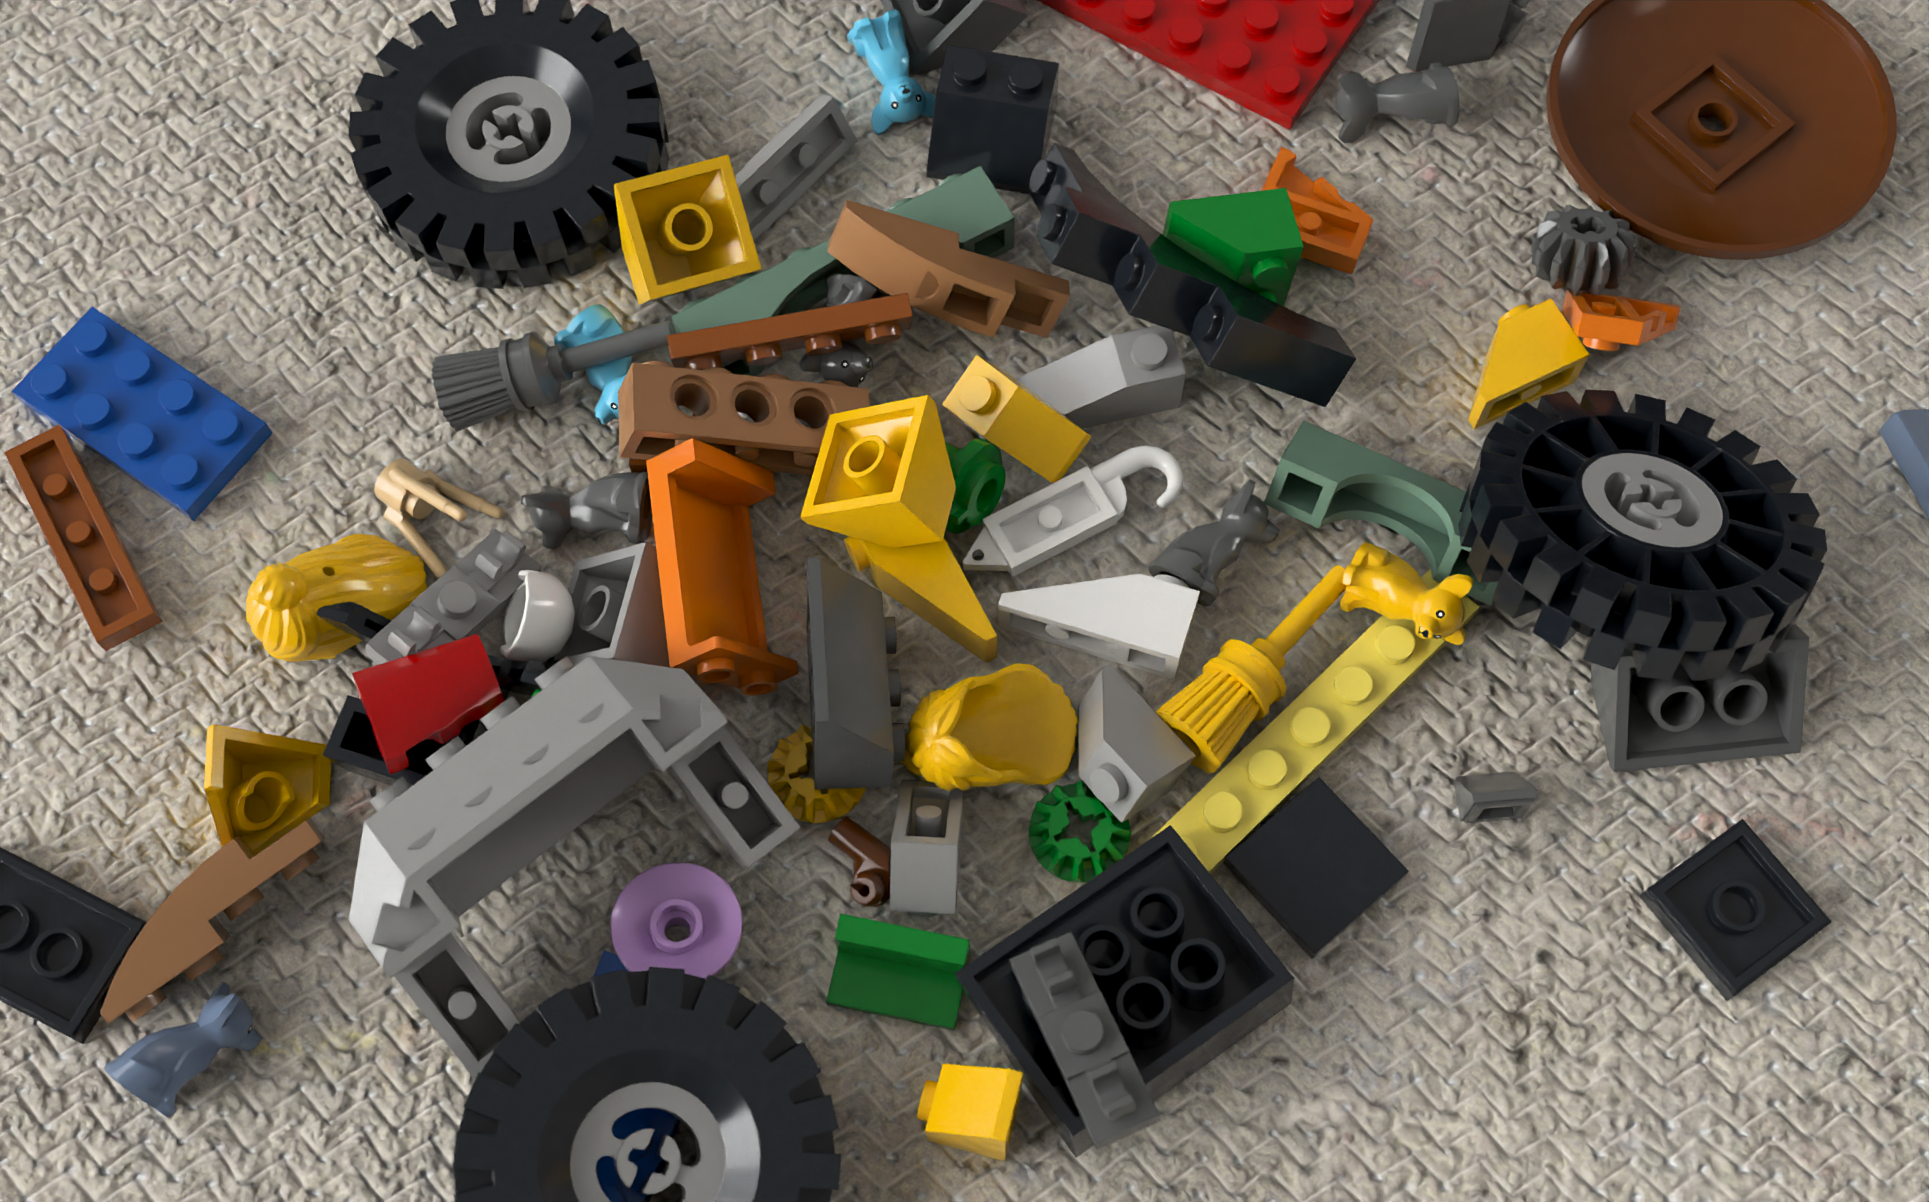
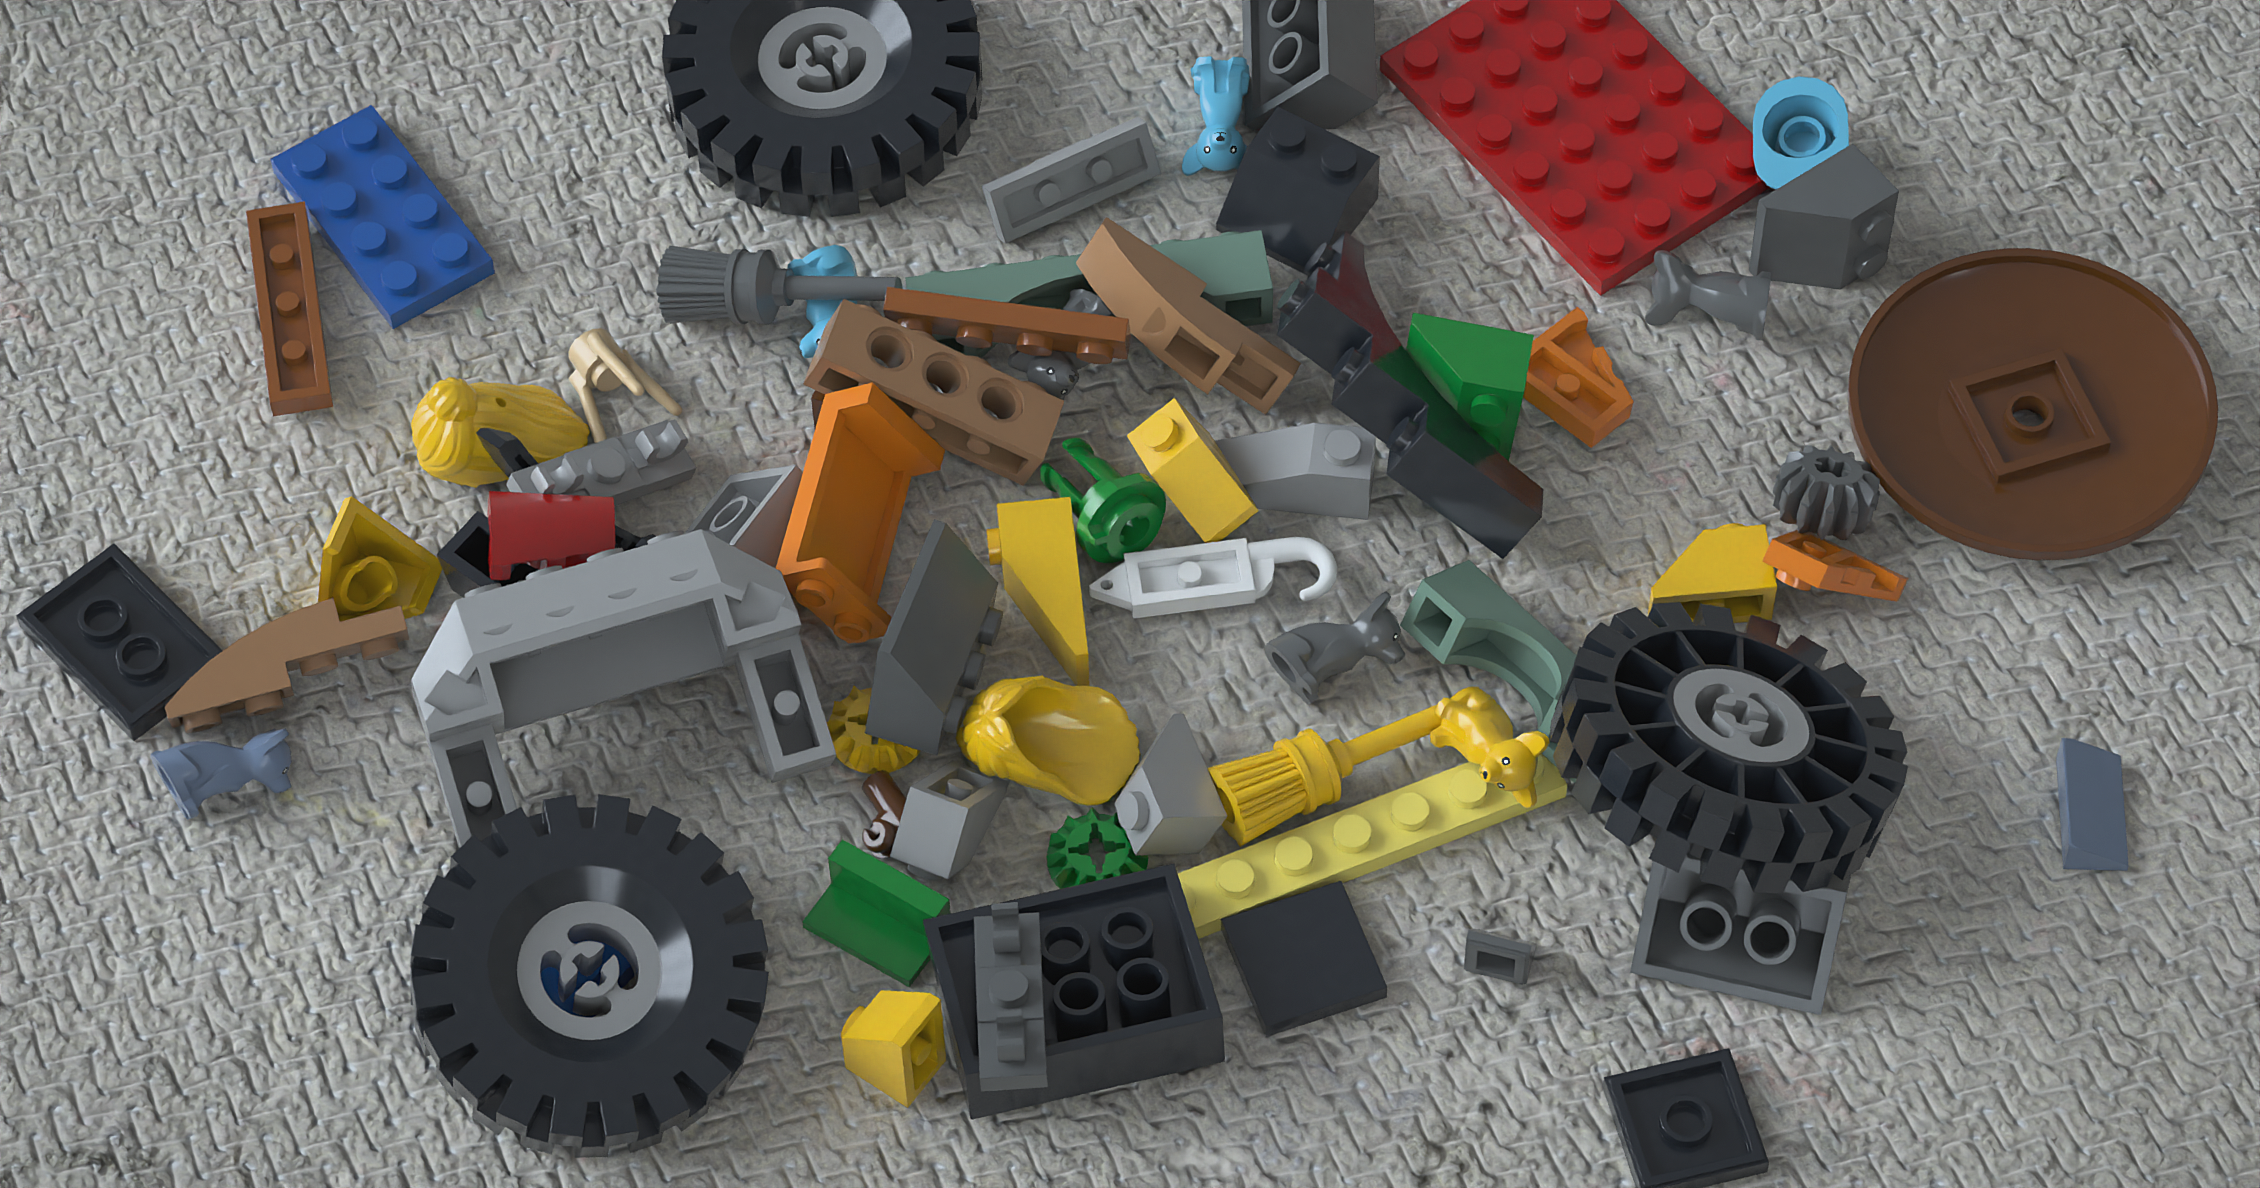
camera: 20 degrees right, 10 degrees down
(537, 618) = (676, 503): white hair -> none
(608, 503) = (773, 429): dark grey animal -> none
(672, 897) = (701, 789): lavender dish -> none
(684, 229) = (949, 202): yellow slope -> none
(883, 475) = (1038, 476): yellow slope -> none
(1115, 618) = (1208, 679): white slope -> none

